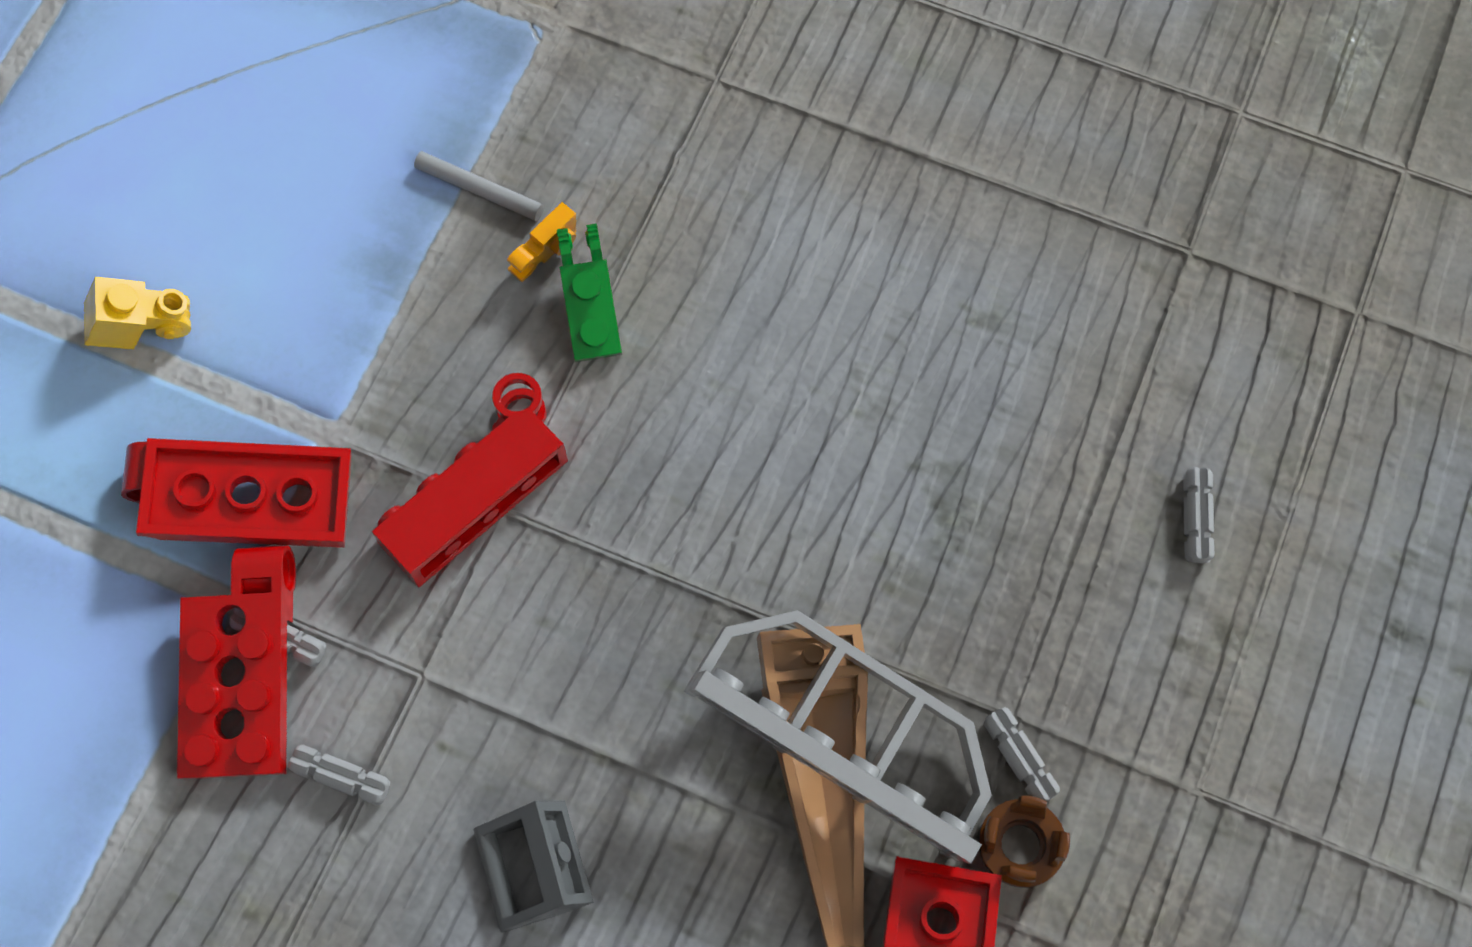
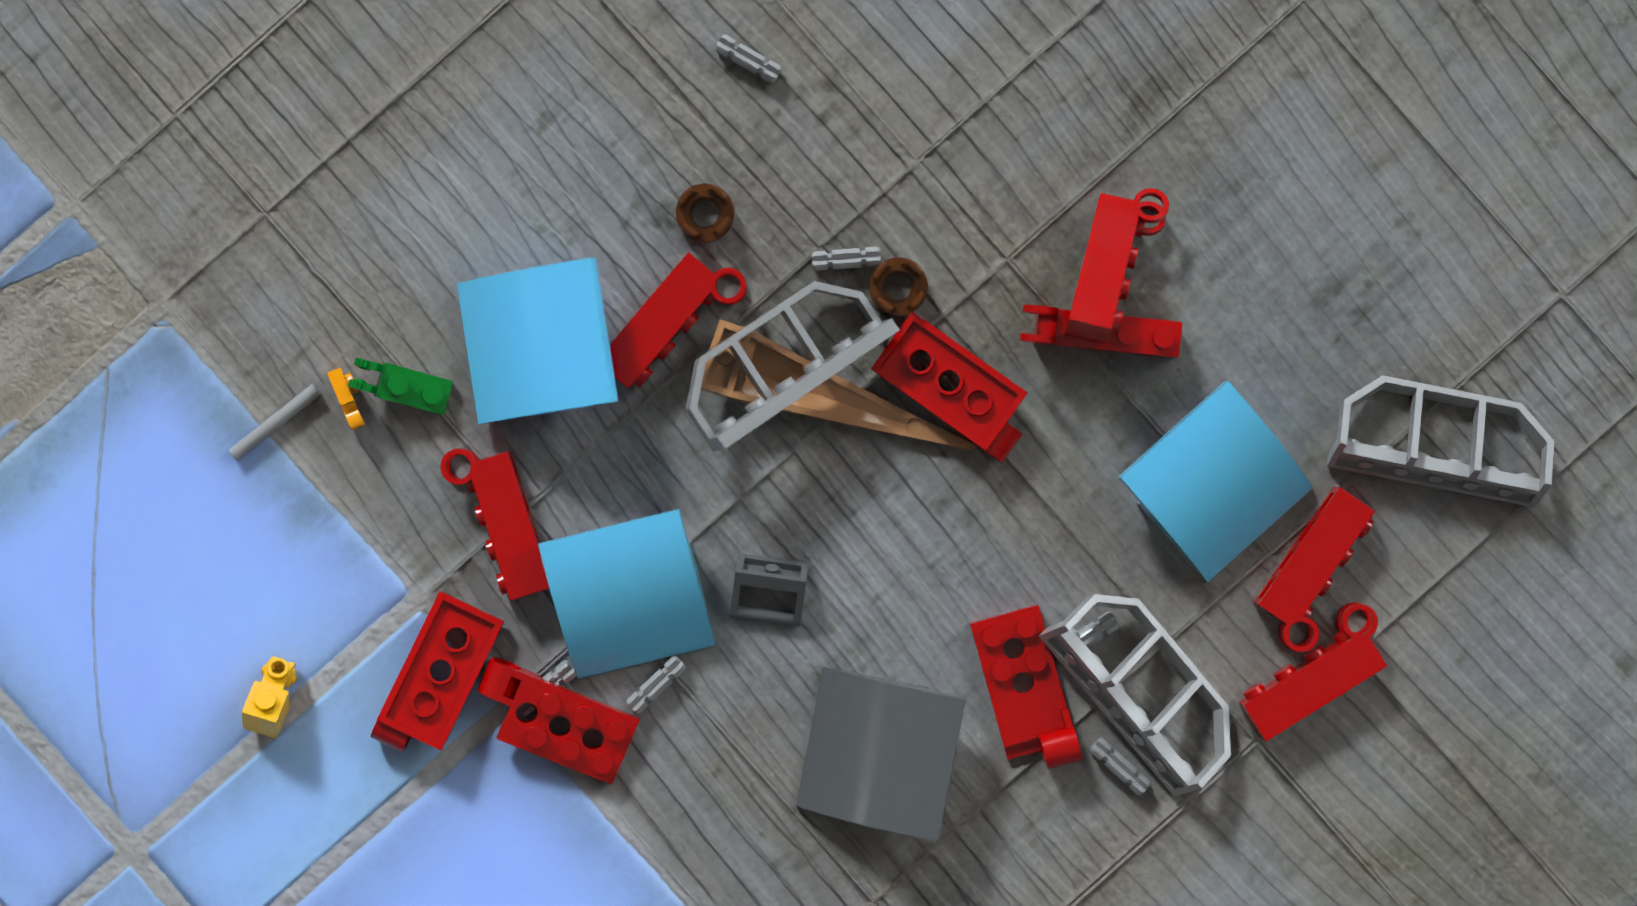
camera: 65 degrees left, 20 degrees up
(445, 675) = (627, 593): none -> medium azure slope
(719, 414) = (537, 341): none -> medium azure slope
(828, 560) = (664, 316): none -> red hinge
(991, 525) = (693, 196): none -> reddish brown piece

